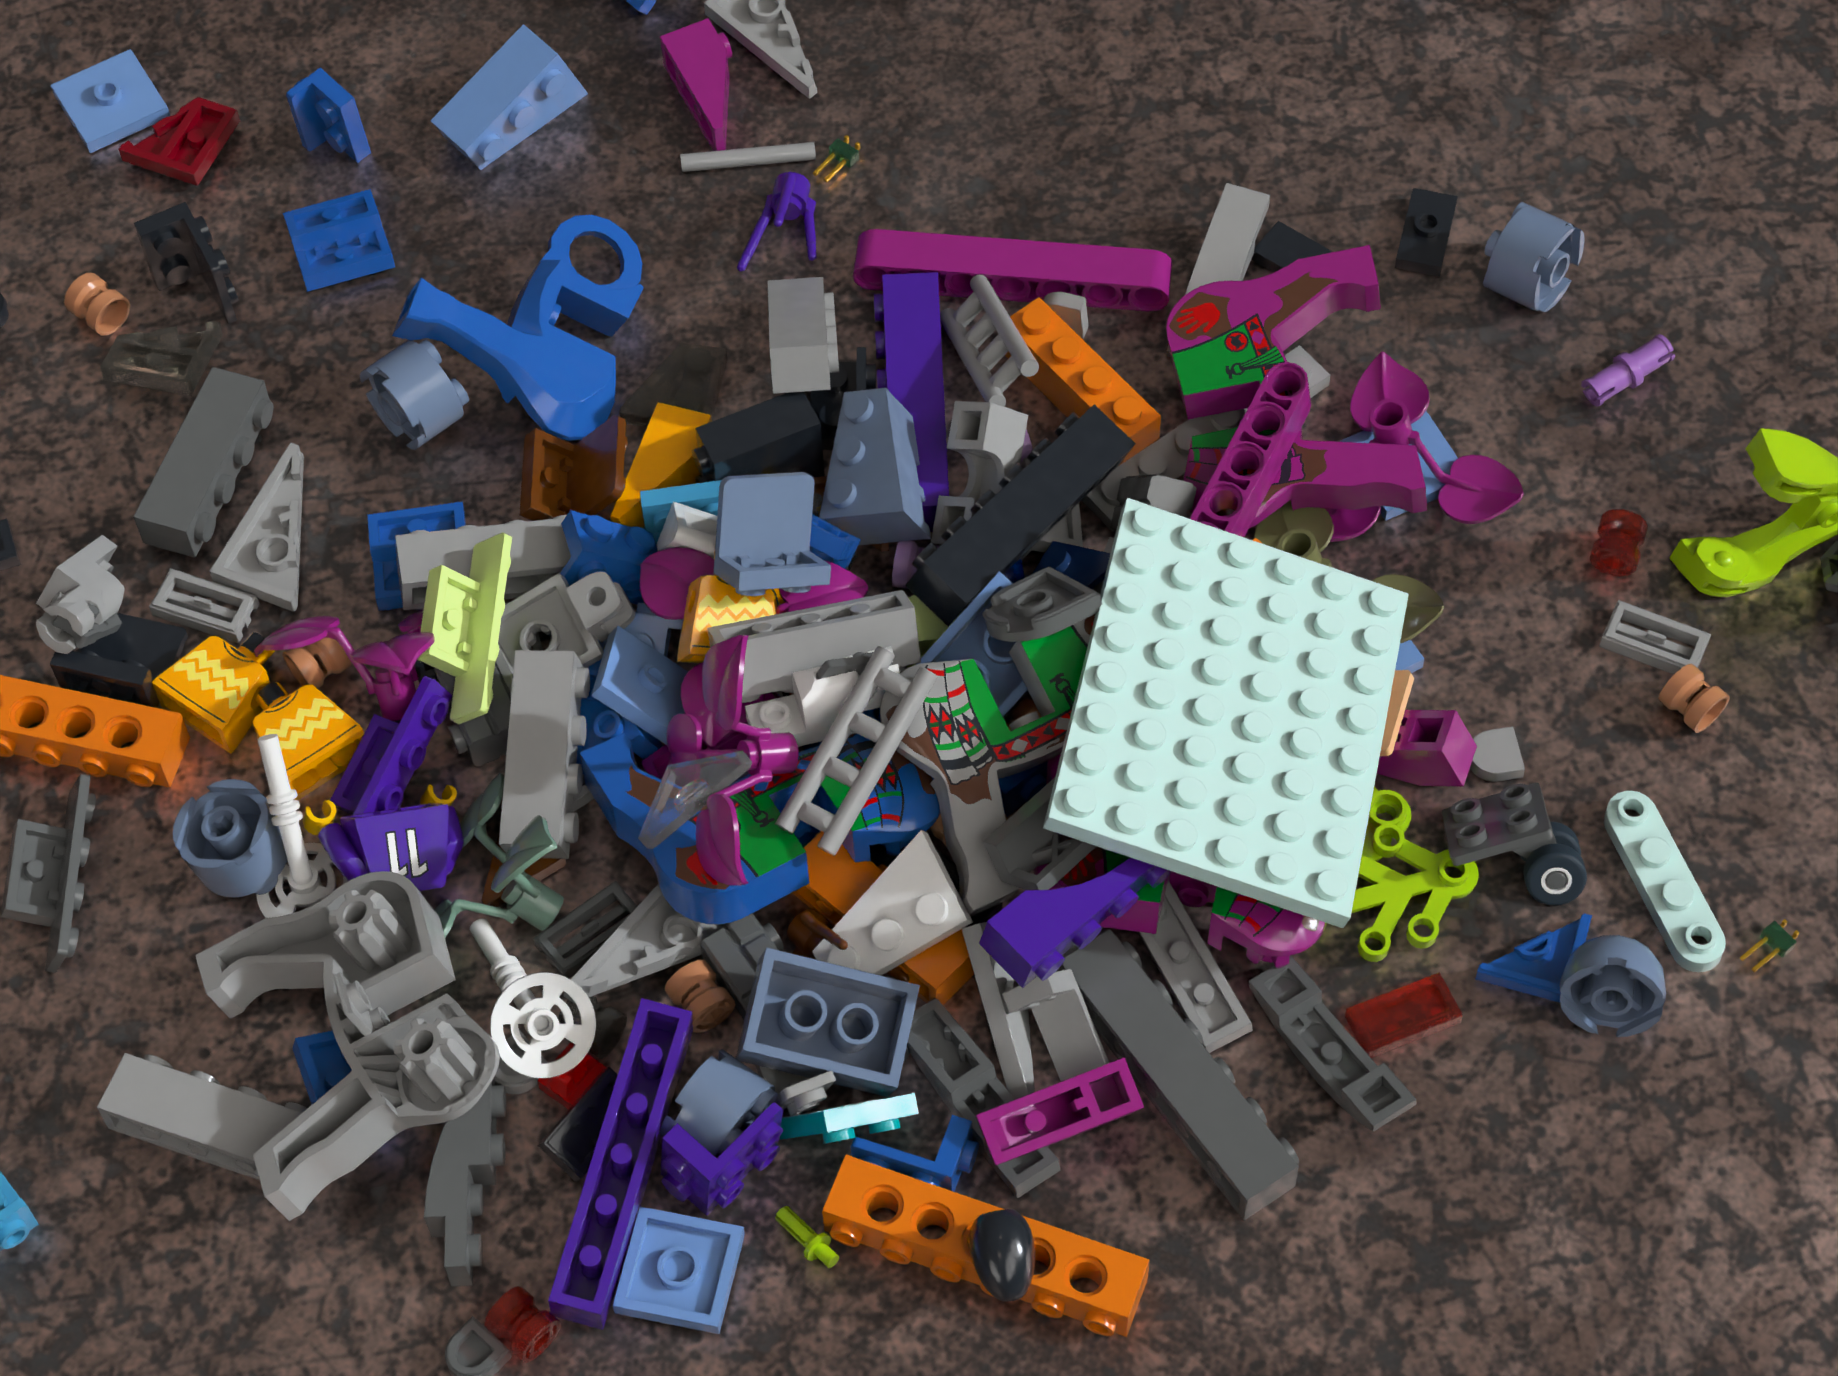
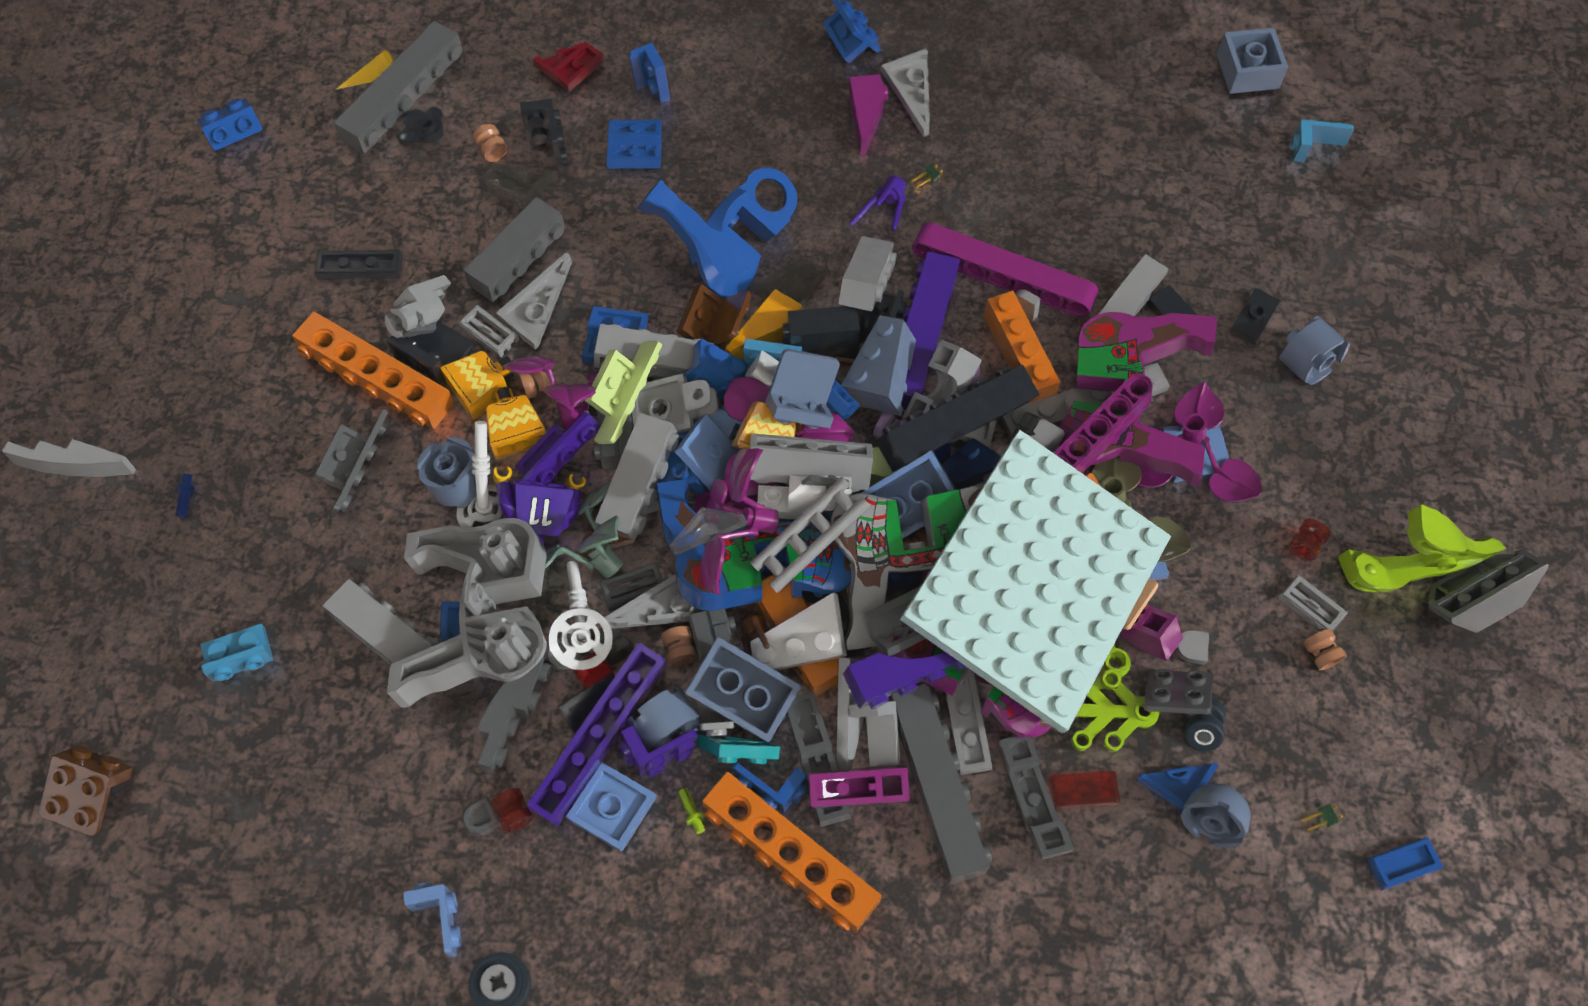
camera: 15 degrees right, 5 degrees up
(110, 100) = (539, 30): medium blue plate -> none
(414, 392) = (642, 243): sand blue brick -> none
(508, 99) = (753, 90): medium blue wedge -> none
(748, 156) = (877, 160): light grey bar -> none
(1003, 1253) = (795, 866): black animal -> none
(1007, 340) = (984, 312): light grey bar -> none
(1039, 606) = (945, 480): dark grey tile -> none
(1628, 370) = (1349, 435): medium lavender pin -> none
(1664, 881) = (1270, 757): light aqua plate -> none

